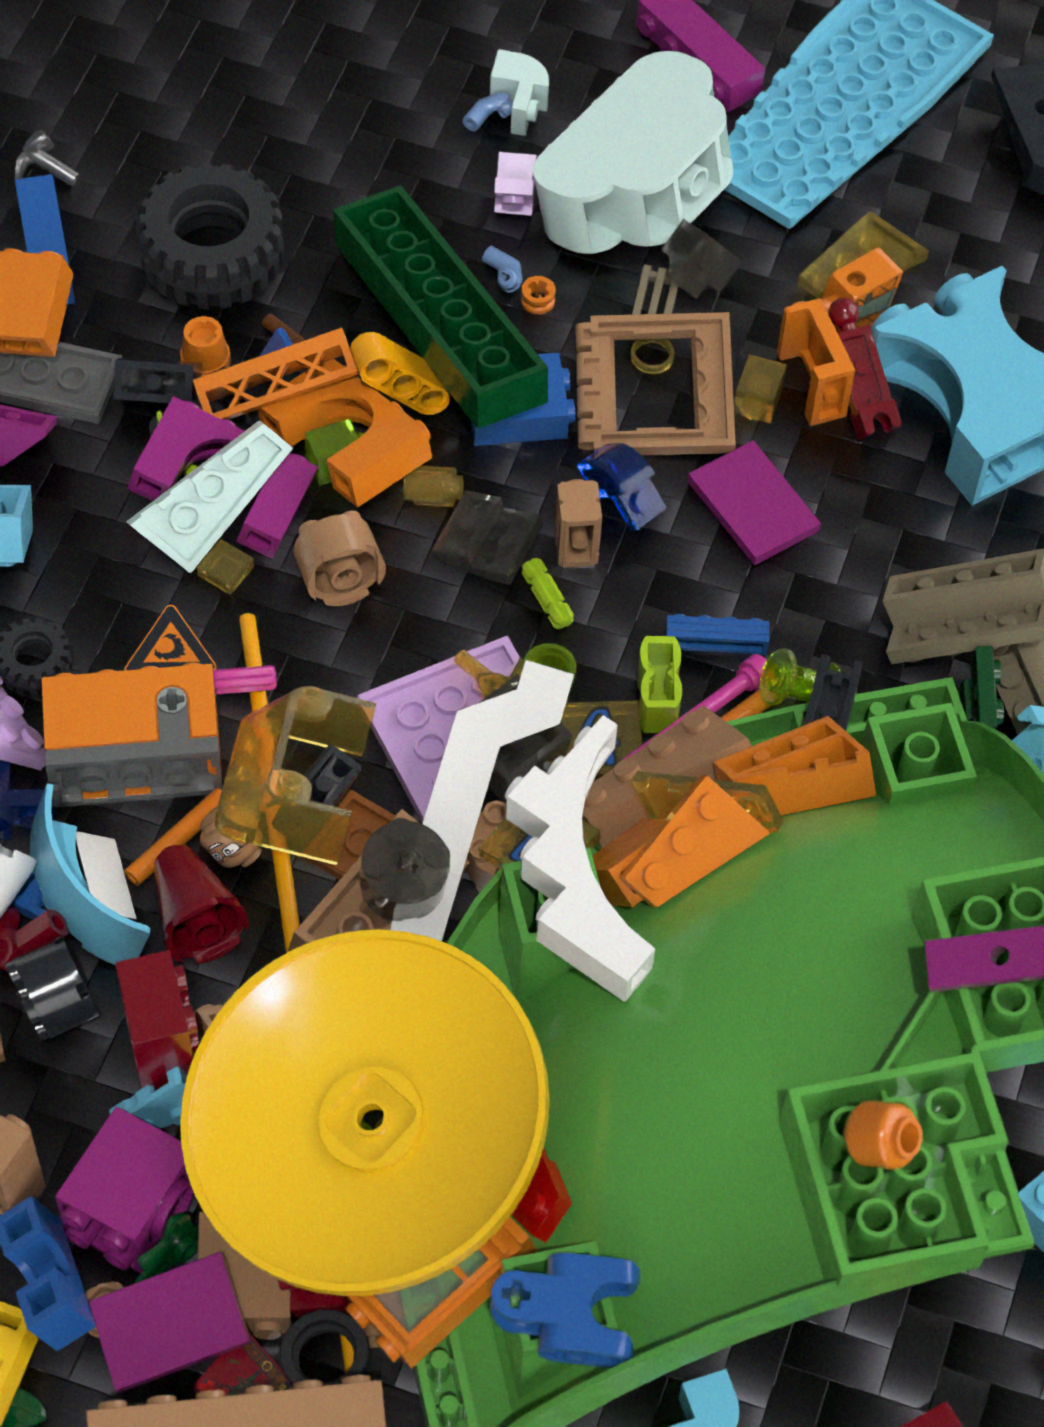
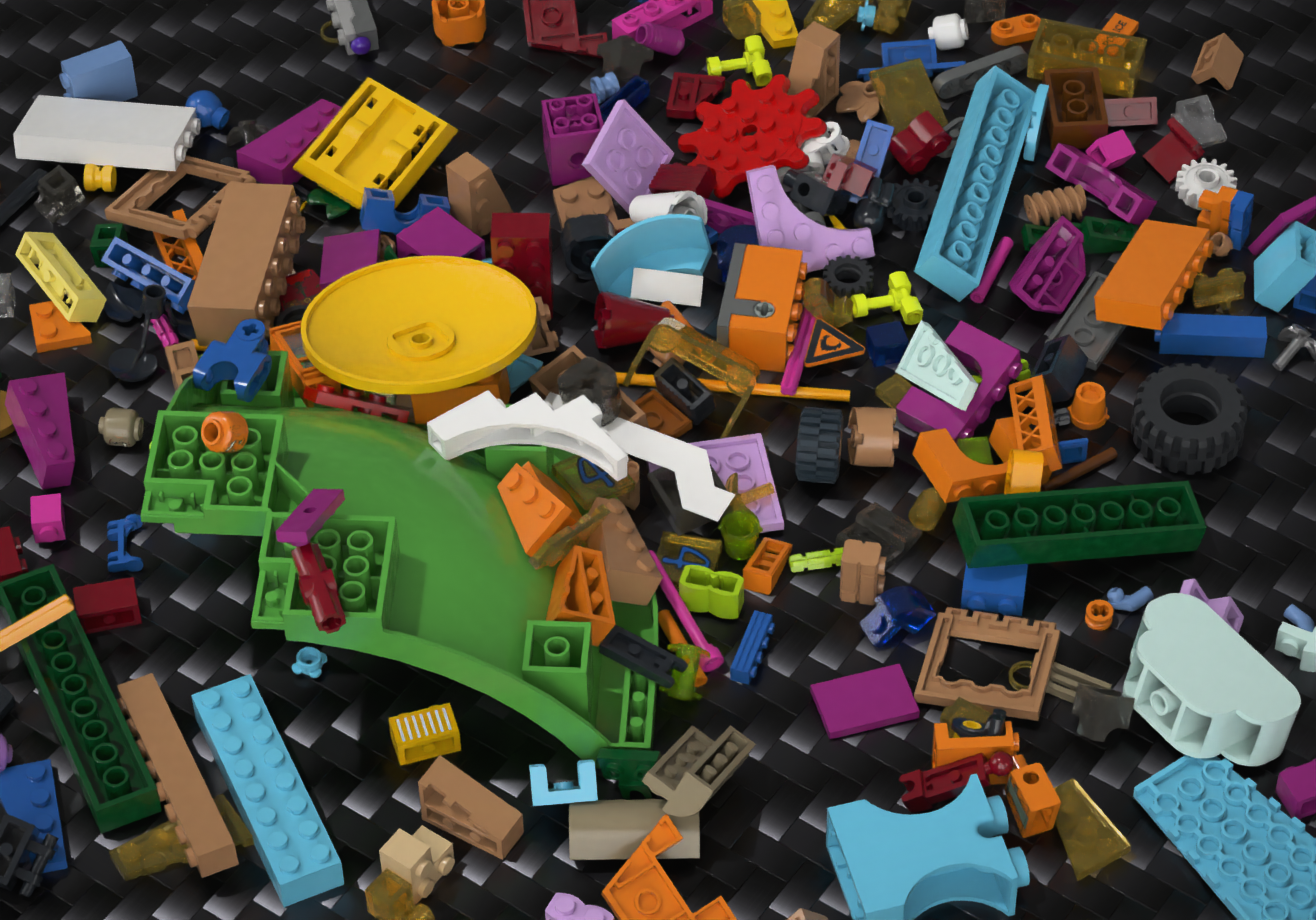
camera: 110 degrees right, 10 degrees down
(56, 594) = (897, 298): none -> neon yellow bar
(103, 652) = (826, 304): none -> clear yellow leg
(150, 584) = (886, 343): none -> clear blue panel
(381, 605) = (819, 445): none -> black wheel
(589, 635) = (765, 568): none -> orange slope
(800, 349) = (969, 728): none -> black piece

